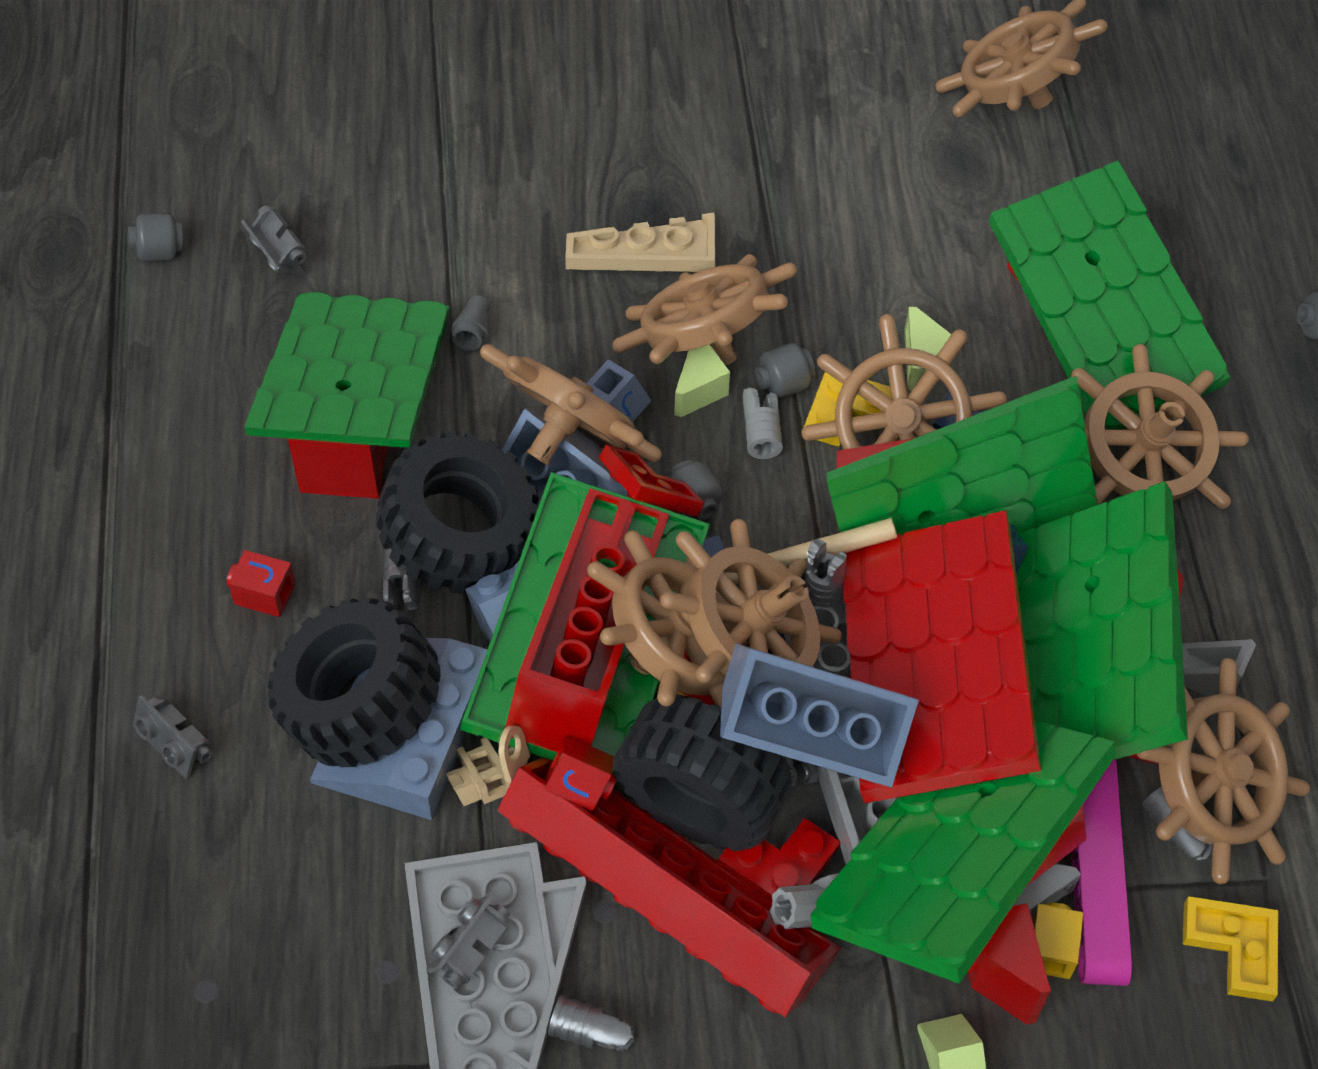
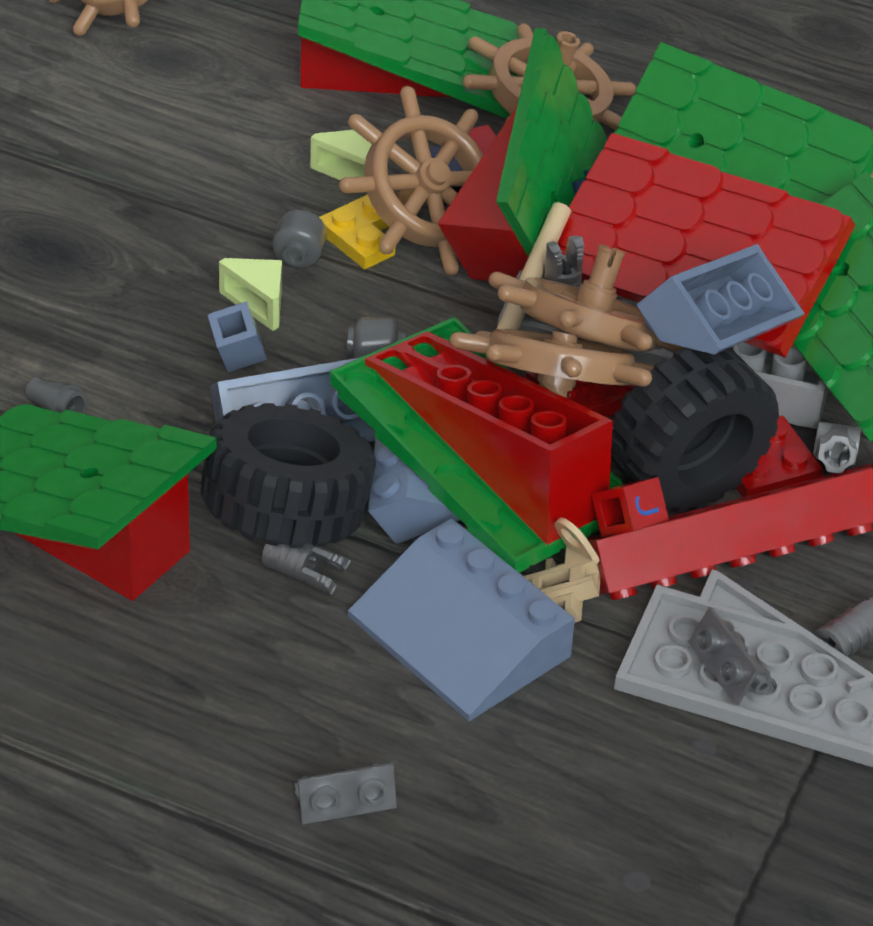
camera: 60 degrees left, 15 degrees down
(261, 583) = (229, 655): red brick -> none
(375, 712) = (393, 567): black tyre -> none
(568, 406) = (255, 339): medium nougat piece -> none
(645, 248) = (82, 258): tan wing -> none
(646, 486) = (346, 345): red plate -> none
(705, 309) = (210, 235): medium nougat piece -> none
(762, 425) = (340, 277): light grey hinge -> none

